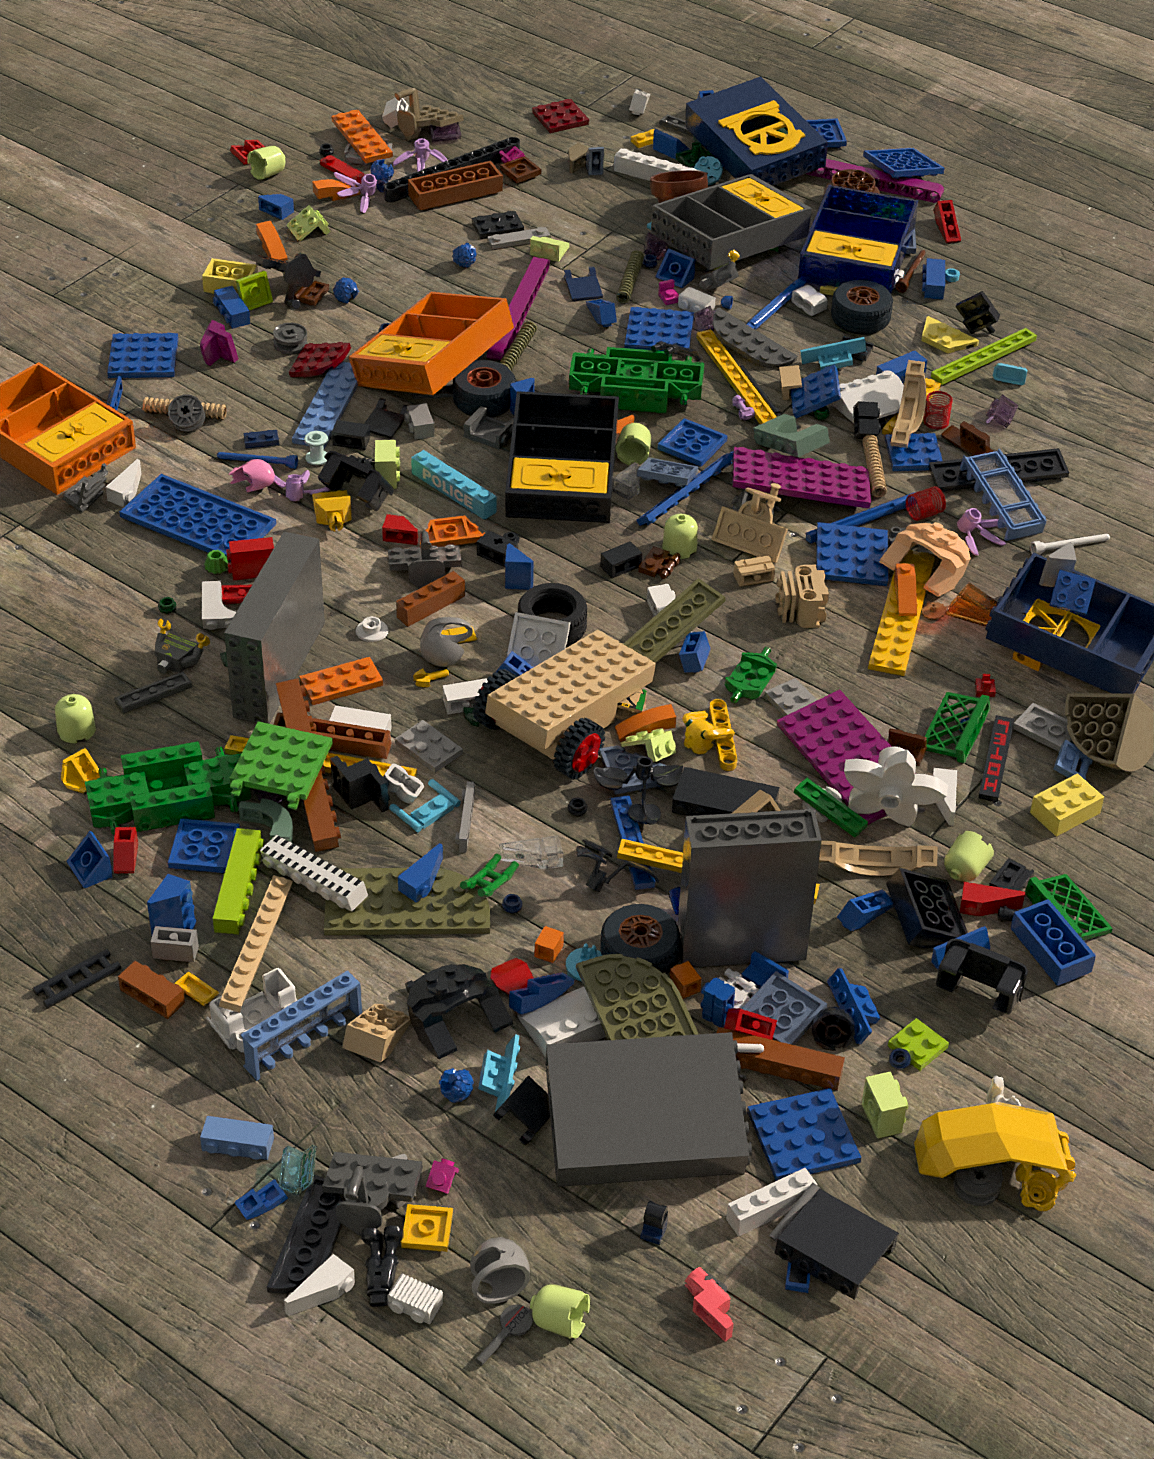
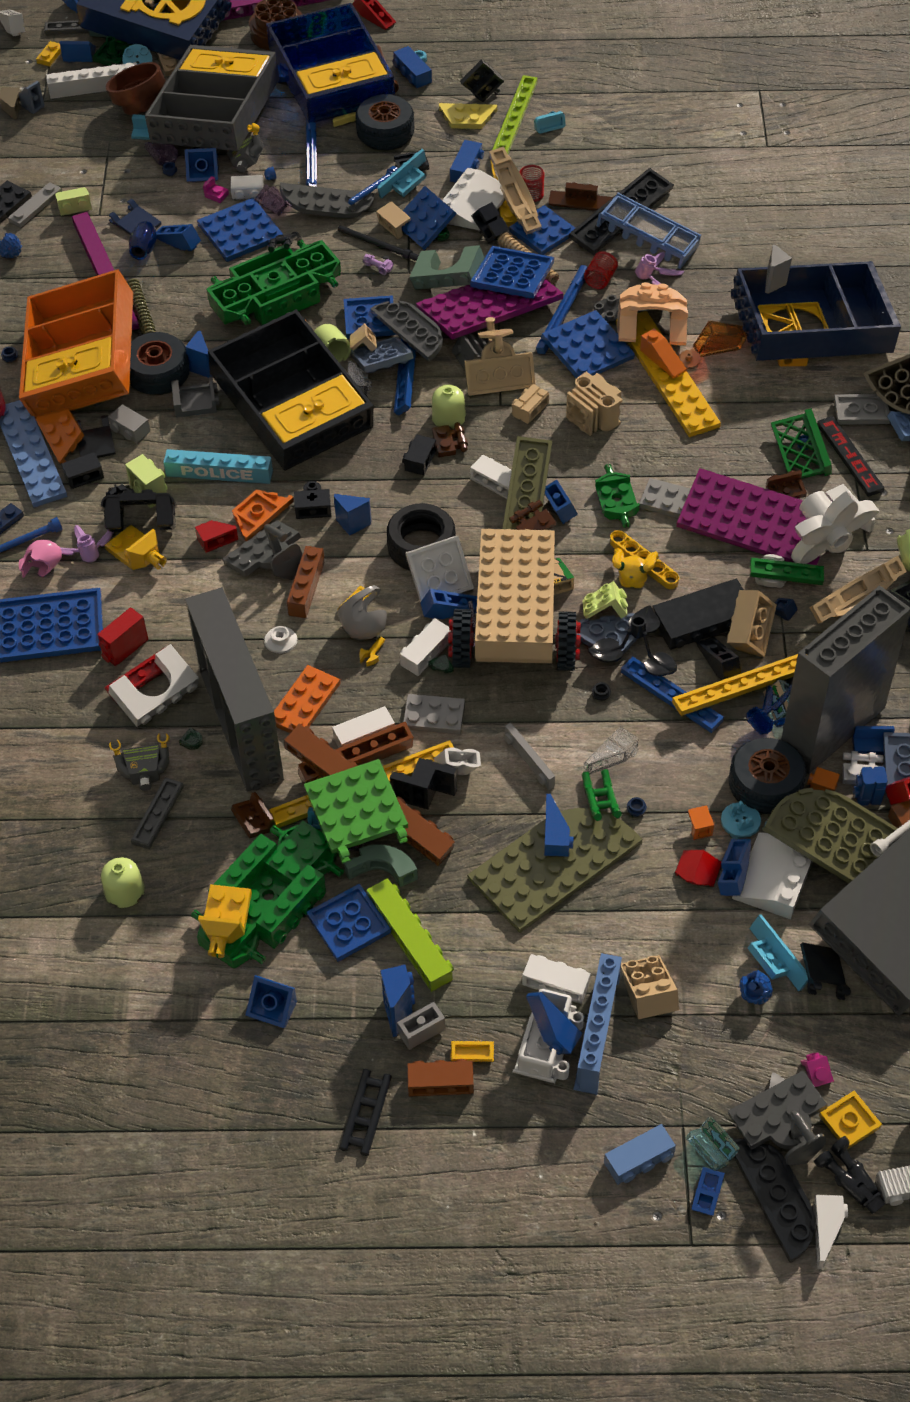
camera: 35 degrees left, 10 degrees up
(77, 770) = (176, 927): yellow slope -> none
(109, 779) = (225, 916): none -> yellow plate
(125, 850) = (292, 971): red slope -> none
(167, 605) = (86, 721): dark green plate -> none
(214, 733) = (253, 816): none -> reddish brown bracket
(216, 562) = (88, 659): bright green piece -> none
(255, 944) = (493, 980): tan plate -> none
(261, 998) = (553, 1025): none -> blue slope
(306, 971) = (556, 977): none -> white brick
(314, 873) = (468, 886): white brick -> none
(316, 440) = (70, 506): light aqua hose -> none
(363, 401) = (61, 432): none -> orange wing
(430, 811) = (493, 770): medium azure plate -> none
(443, 991) = (682, 921): black piece -> none
(569, 299) = (142, 240): none -> clear blue piece
(598, 876) = (680, 740): black plant -> none
(630, 276) = (168, 192): olive piece -> none
(648, 720) = (582, 585): orange slope -> none
(659, 653) = (539, 521): none -> reddish brown plate
(667, 453) = (365, 336): none -> tan panel
(711, 462) = (411, 326): none -> dark grey plate
(735, 375) = (345, 238): yellow plate -> none
(787, 349) = (372, 187): none -> blue piece
(809, 300) = (334, 137): white brick -> none
(840, 464) = (512, 272): none -> blue plate
(985, 686) = (786, 401): red tile -> none
(1002, 411) = (574, 158): clear purple bracket -> none
(1040, 547) = (712, 260): white piece -> none
(1072, 592) = (800, 286): blue plate -> none

